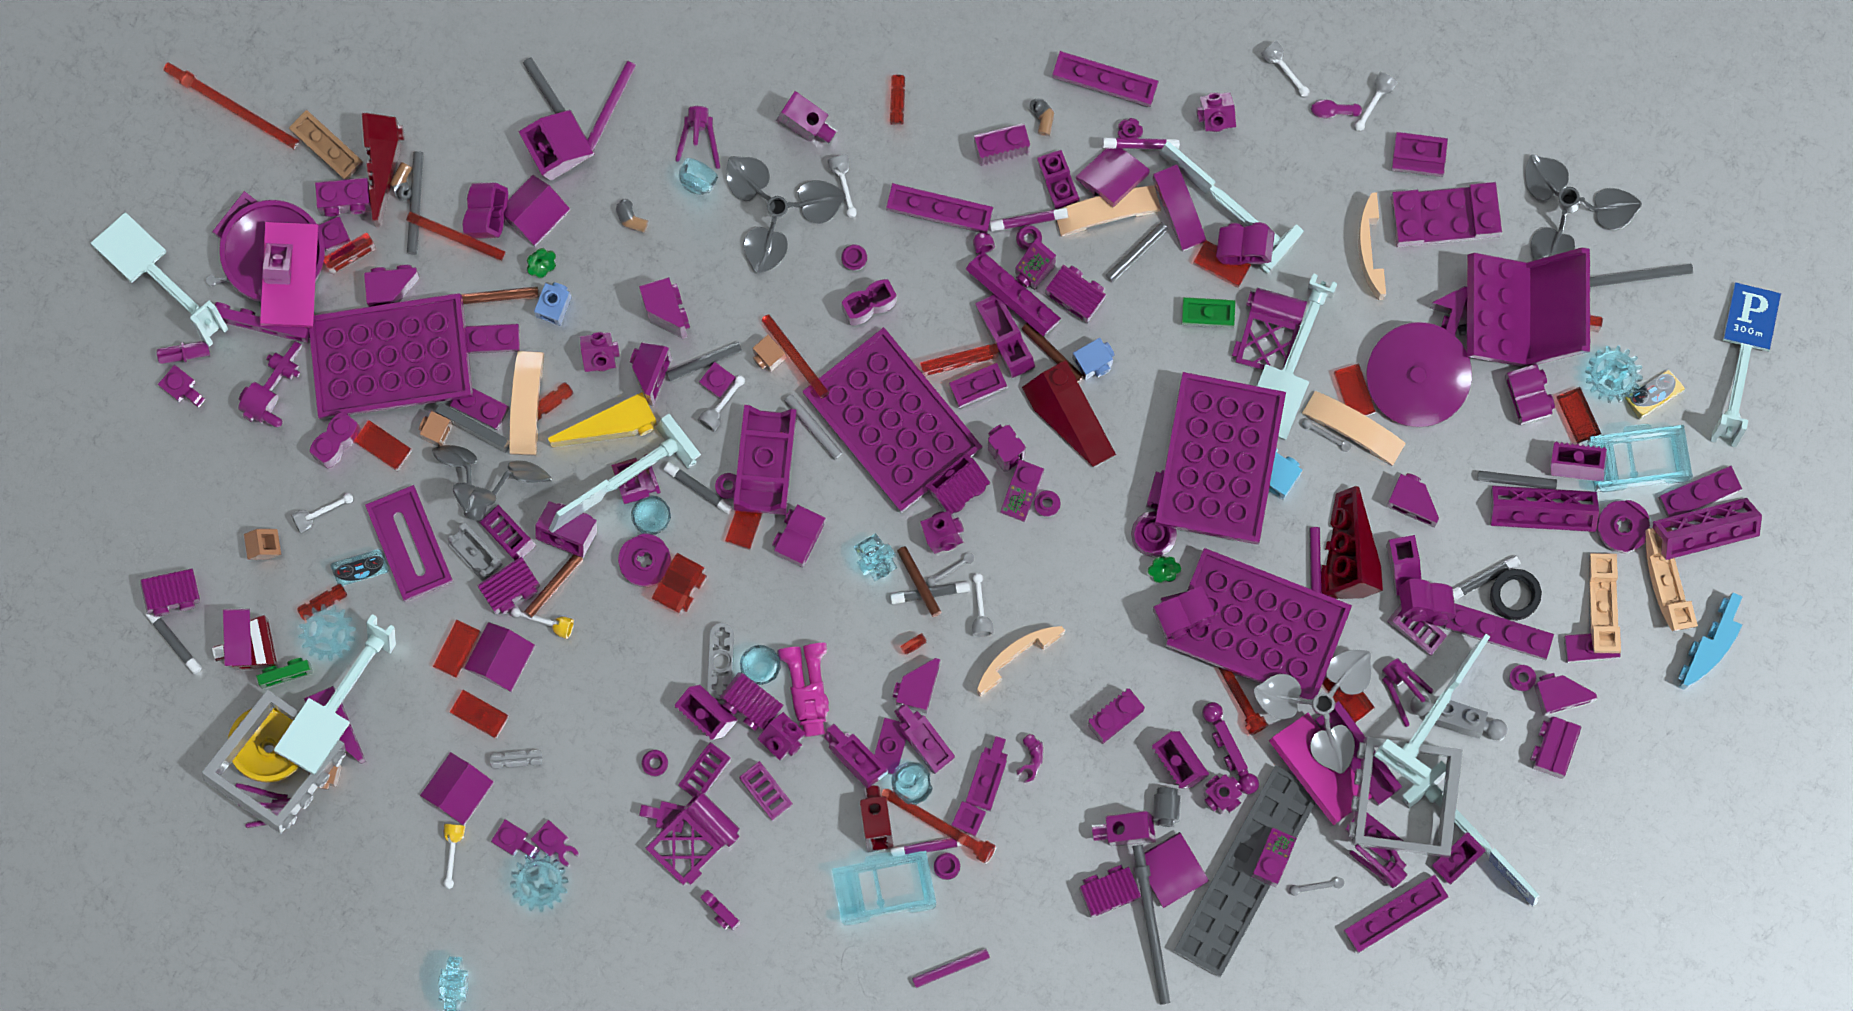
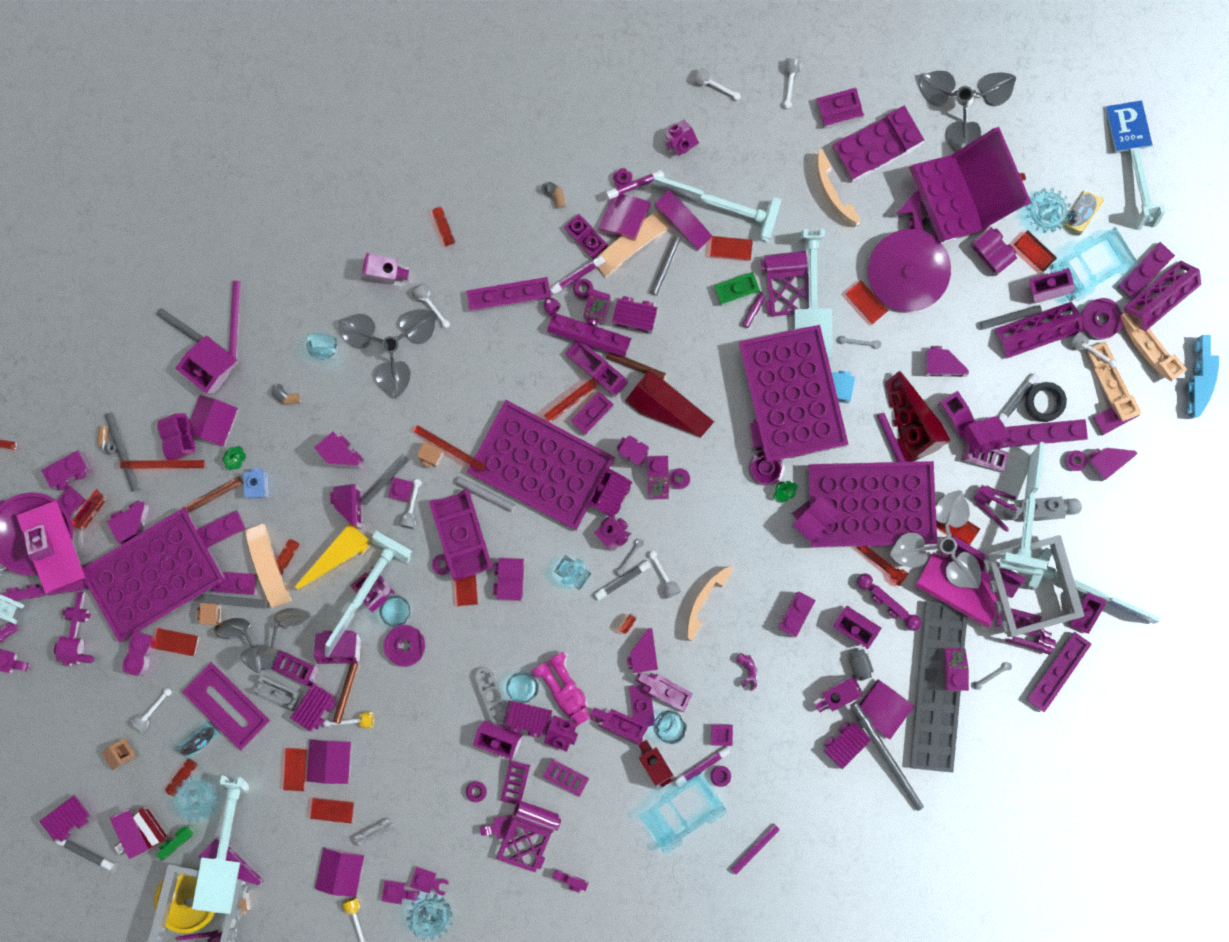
camera: 20 degrees left, 5 degrees up
(326, 145) = (37, 437): medium nougat plate -> none
(382, 143) = (78, 419): dark red wedge -> none
(599, 351) = (304, 506): magenta brick -> none
(679, 584) = (437, 653): clear red brick -> none
(697, 120) = (303, 304): magenta plant -> none
(698, 487) = (420, 575): dark grey bar -> none
(854, 257) = (461, 356): magenta plate -> none
(874, 300) = (491, 381): magenta brick -> none
(919, 581) = (611, 576): copper bar -> none
(981, 849) = (741, 754): clear red piece -> none
(988, 776) = (722, 697): magenta hinge -> none
(1002, 144) = (534, 227): magenta brick -> none
(1094, 359) = (668, 358): medium blue brick -> none
(1105, 79) = (588, 147): magenta plate -> none
(1216, 801) = (891, 642): magenta brick -> none
(1217, 346) = (753, 310): none -> magenta piece
(1245, 244) = (744, 227): magenta brick -> none
(1327, 109) = (760, 101): magenta piece -> none
(1354, 426) = (877, 327): light nougat slope -> none
(1556, 746) = (1122, 501): magenta brick -> none
(1586, 542) = (1081, 342): none -> hinge
(1641, 275) = (1039, 127): dark grey bar -> none

